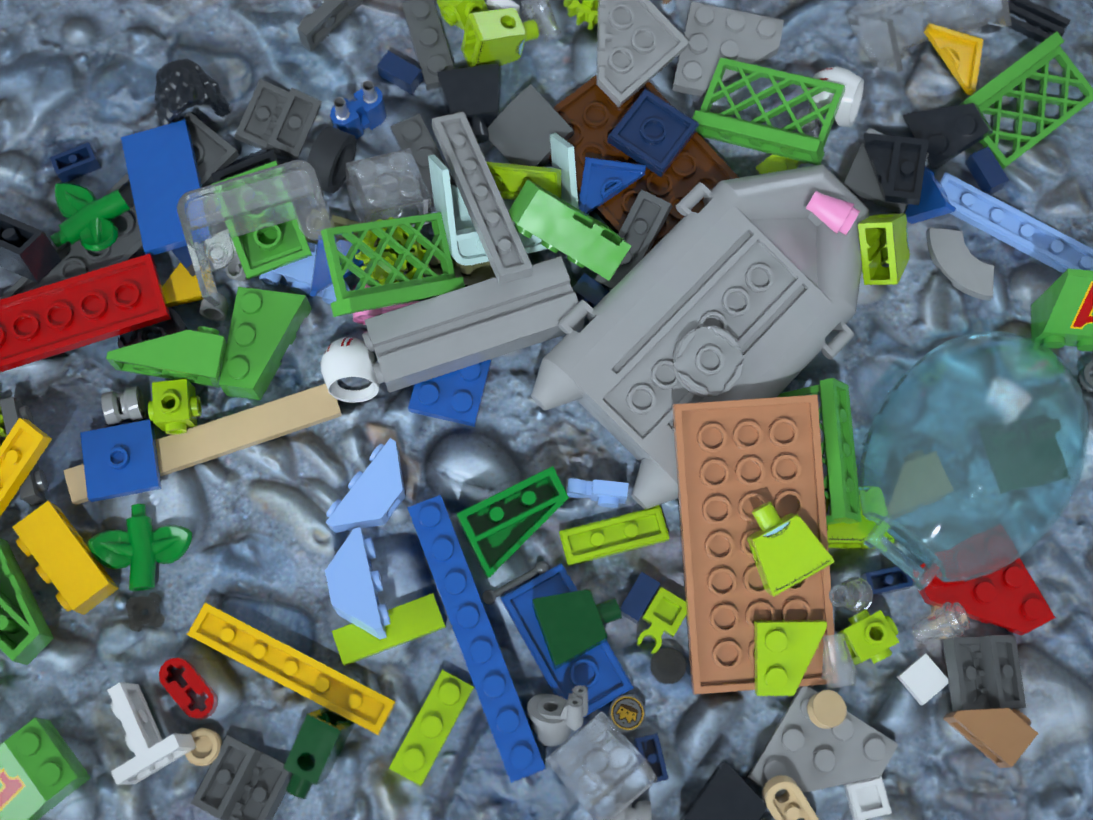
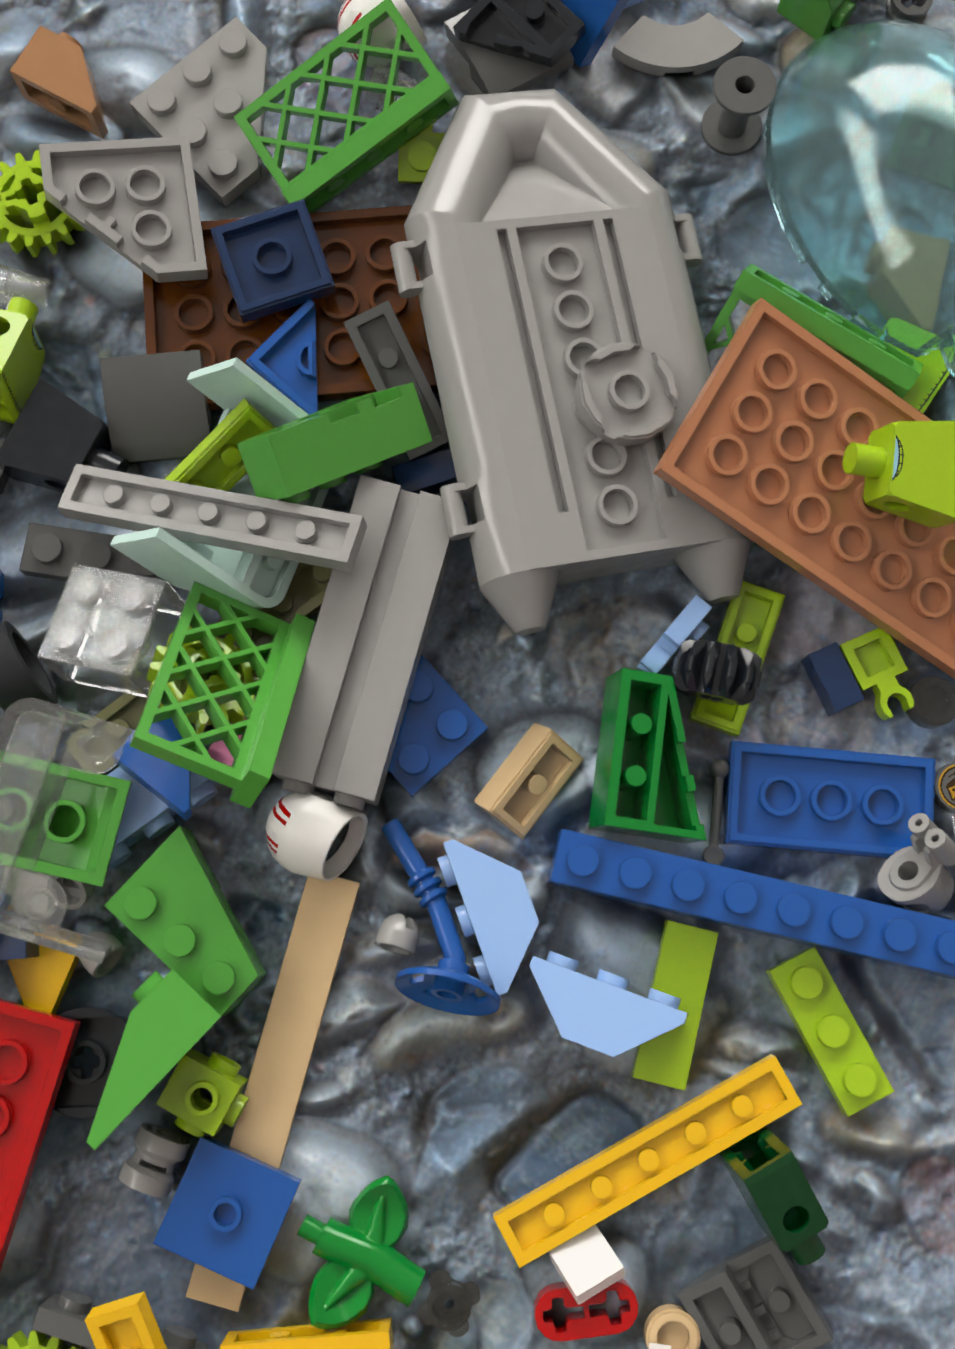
camera: 55 degrees left, 5 degrees up
(212, 670) = (587, 1264): none -> white tile
(314, 492) = (448, 984): none -> blue dish
(324, 454) = (398, 935): none -> light grey hinge
(461, 467) = (529, 779): none -> tan slope
(573, 623) = (825, 777): dark green torso -> none
(589, 521) = (717, 672): none -> black gear
(833, 212) = (543, 121): bright pink cone -> none
(884, 241) = (606, 99): lime torso -> none
(945, 315) = (742, 91): none -> dark grey piece

